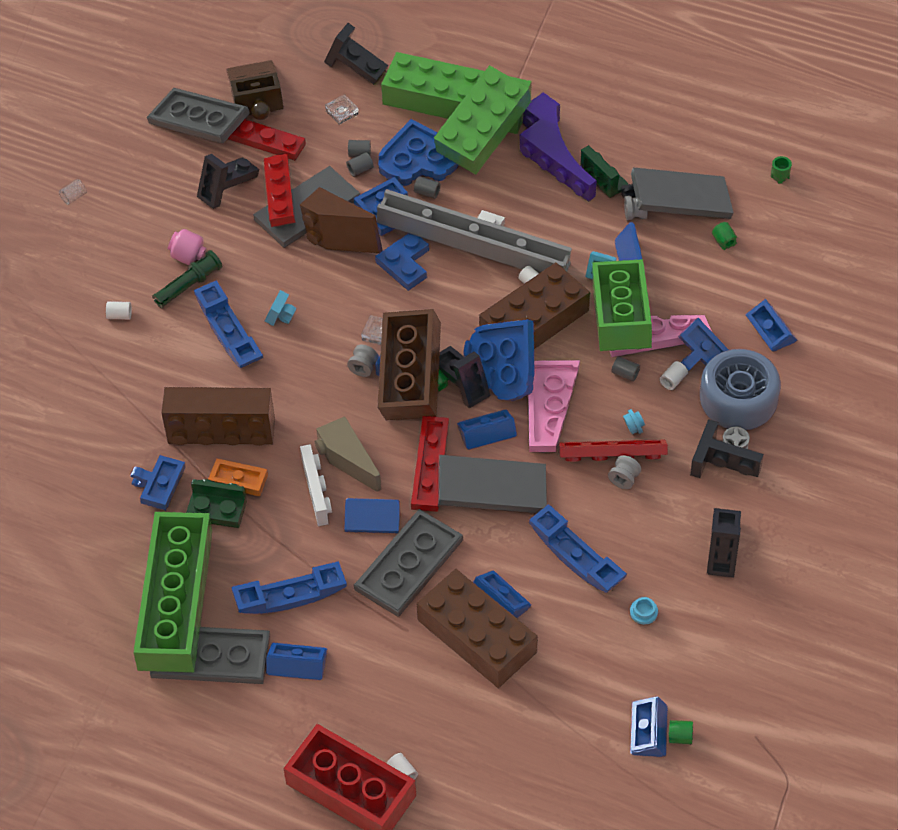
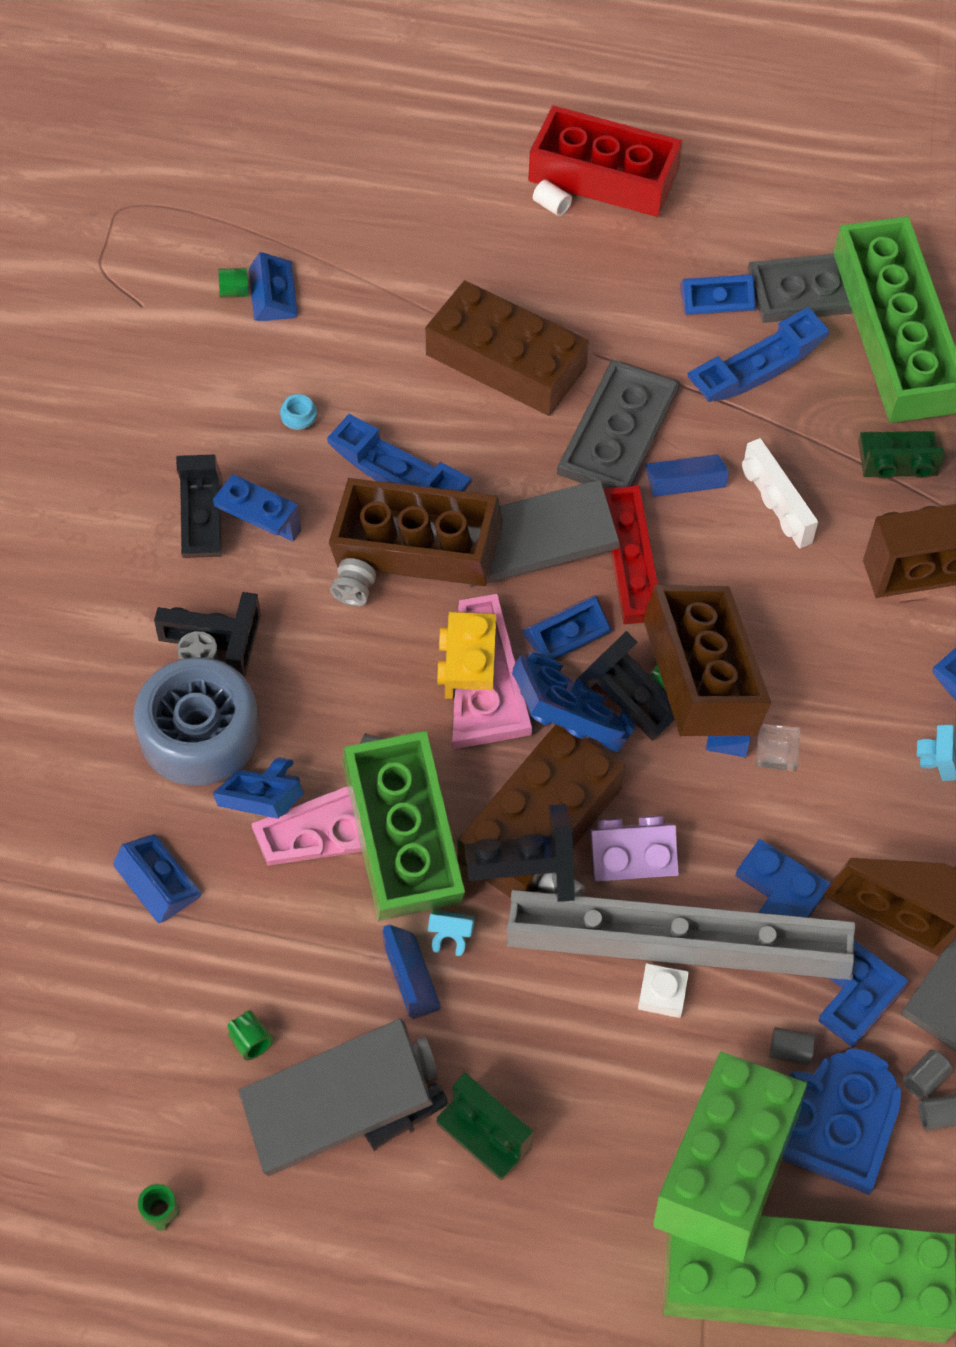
camera: 165 degrees right, 5 degrees up
(244, 475) = (887, 490): orange plate -> none
(346, 452) = (751, 544): dark tan slope -> none
(362, 360) = (782, 687): light grey wheel -> none
(480, 292) = (634, 849): none -> lavender bracket
(502, 593) = (487, 405): blue slope -> none
(546, 147) = (604, 1177): dark purple arch -> none
(557, 260) = (529, 855): none -> black bracket
(557, 408) = (469, 652): none -> yellow bracket
(576, 482) = (418, 531): none -> reddish brown brick
(602, 449) = (375, 614): red plate -> none
(634, 421) = (352, 662): medium azure plate -> none
(673, 375) = (305, 752): white hinge -> none
(683, 526) = (259, 507): none -> blue bracket

